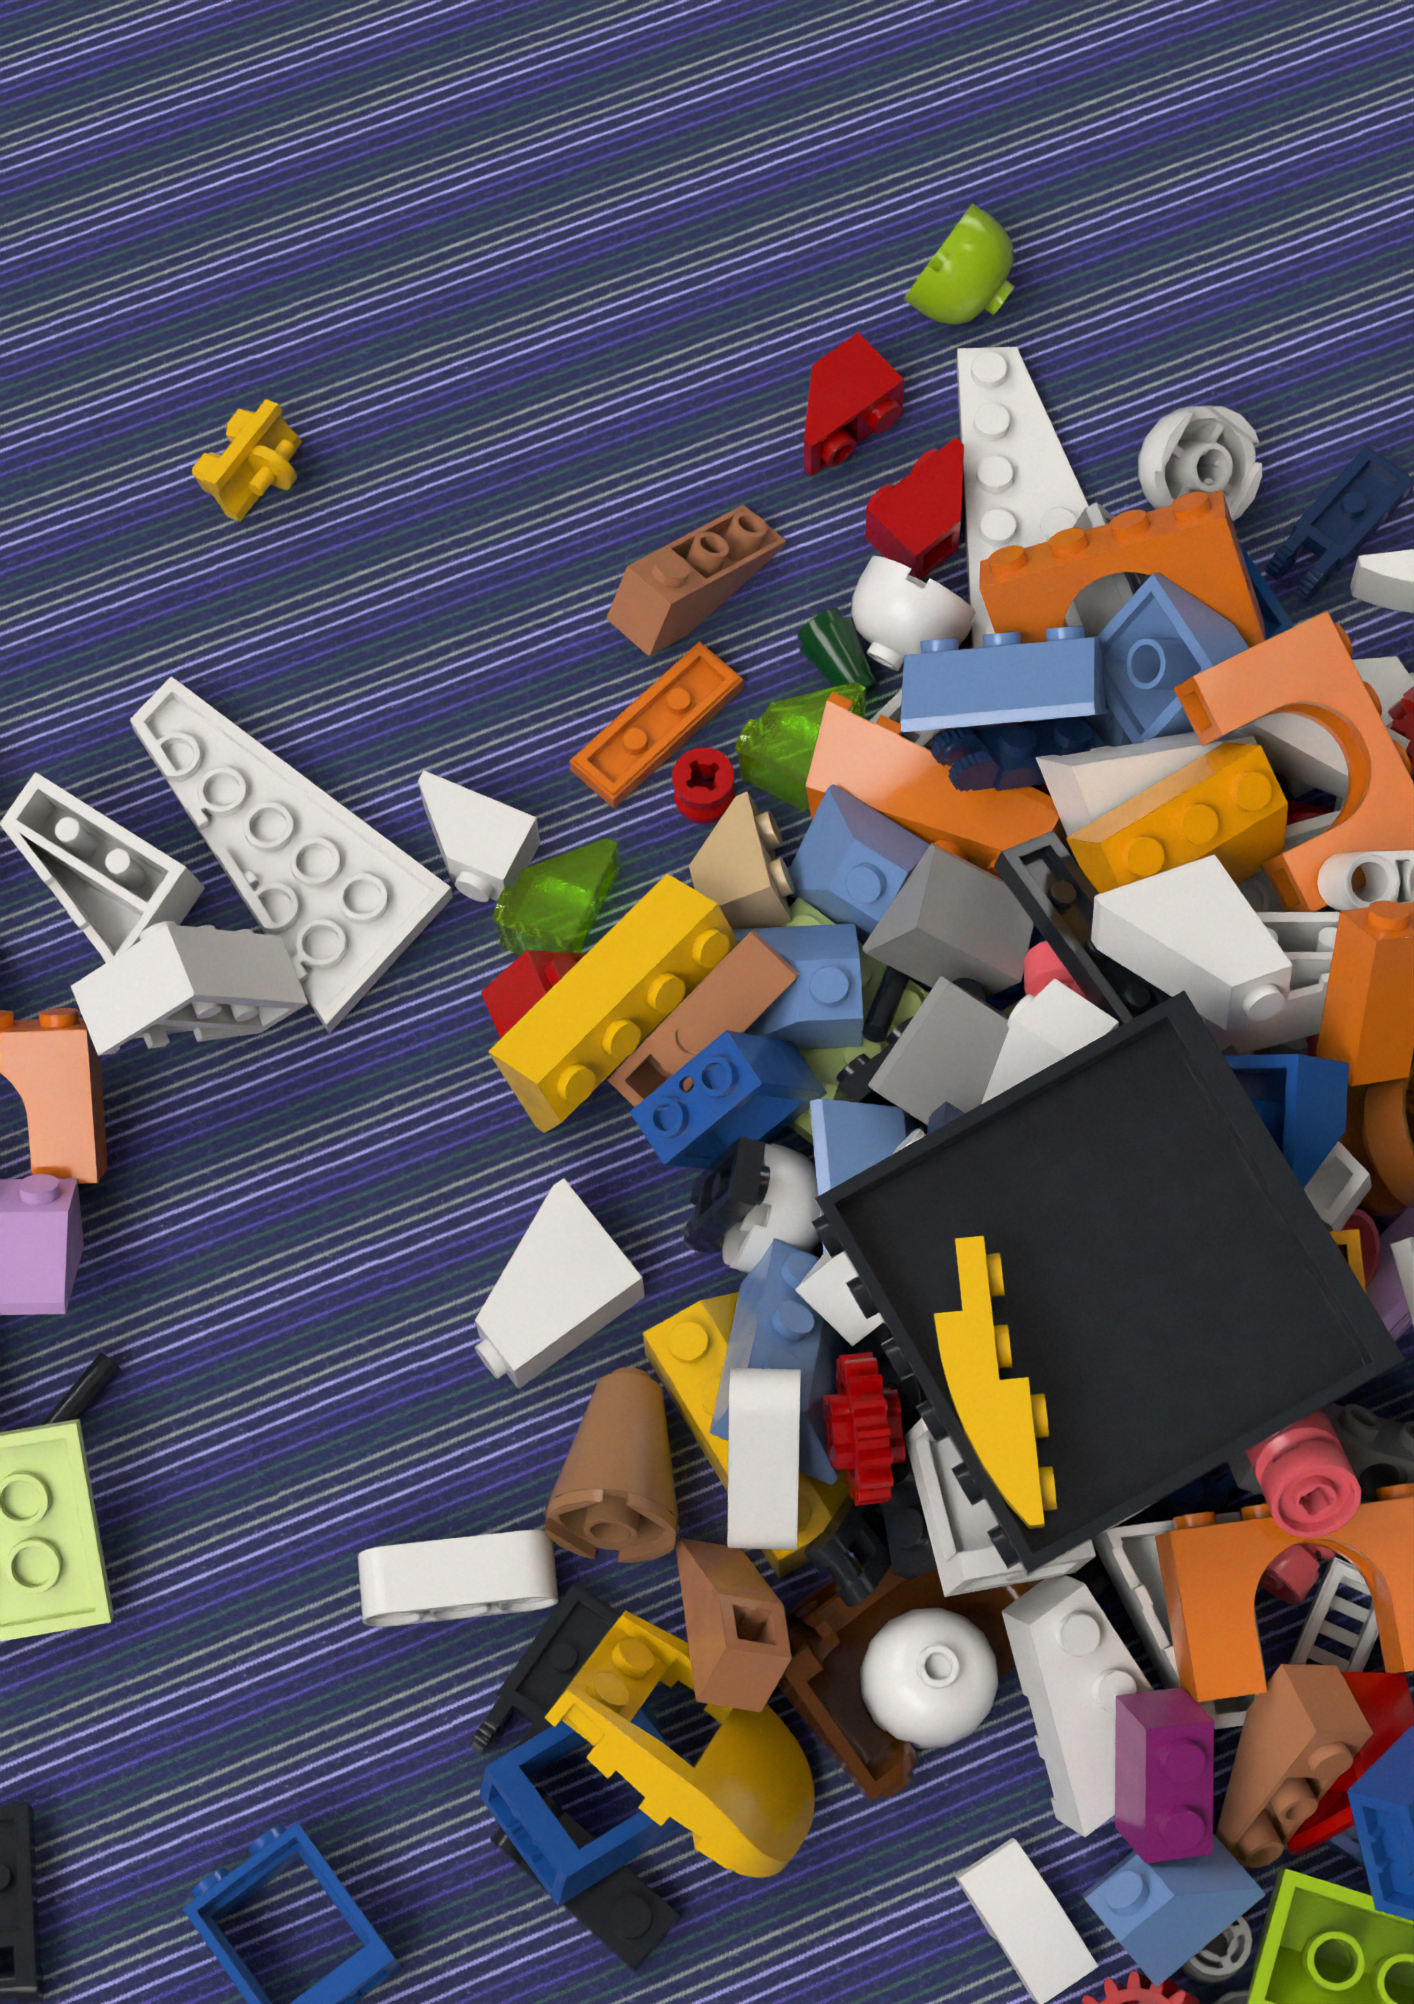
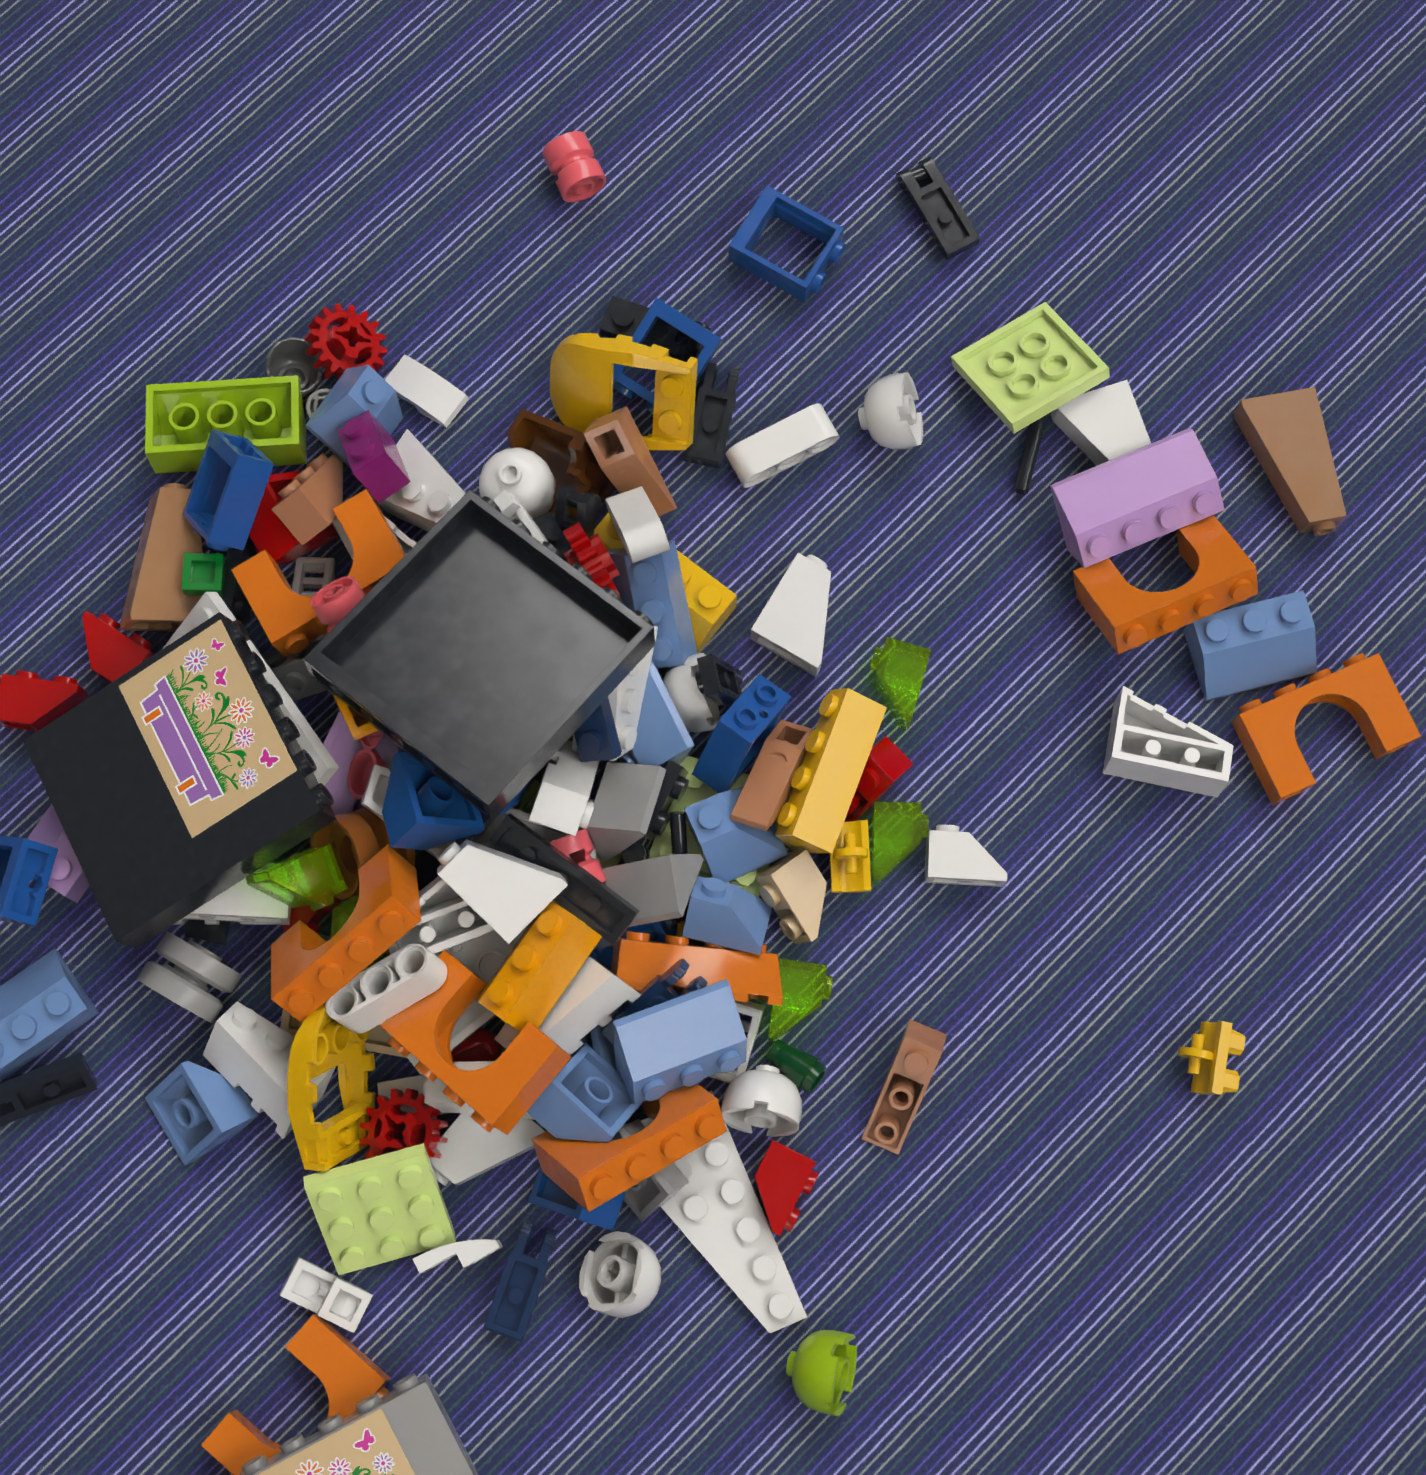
camera: 155 degrees right, 10 degrees up
(189, 982) = (1070, 684): white wedge -> none
(255, 1553) = (891, 412): none -> white cylinder
(292, 852) = (1054, 809): white wing -> none
(437, 1132) = (900, 676): none -> clear neon green slope
(618, 1475) = (721, 528): medium nougat cone -> none
(633, 876) = (851, 859): none -> yellow hips
(656, 725) = (887, 982): orange tile -> none
(698, 799) = (838, 954): red wheel -> none
(848, 400) = (864, 1245): red slope -> none
(995, 1413) = (519, 555): yellow slope -> none

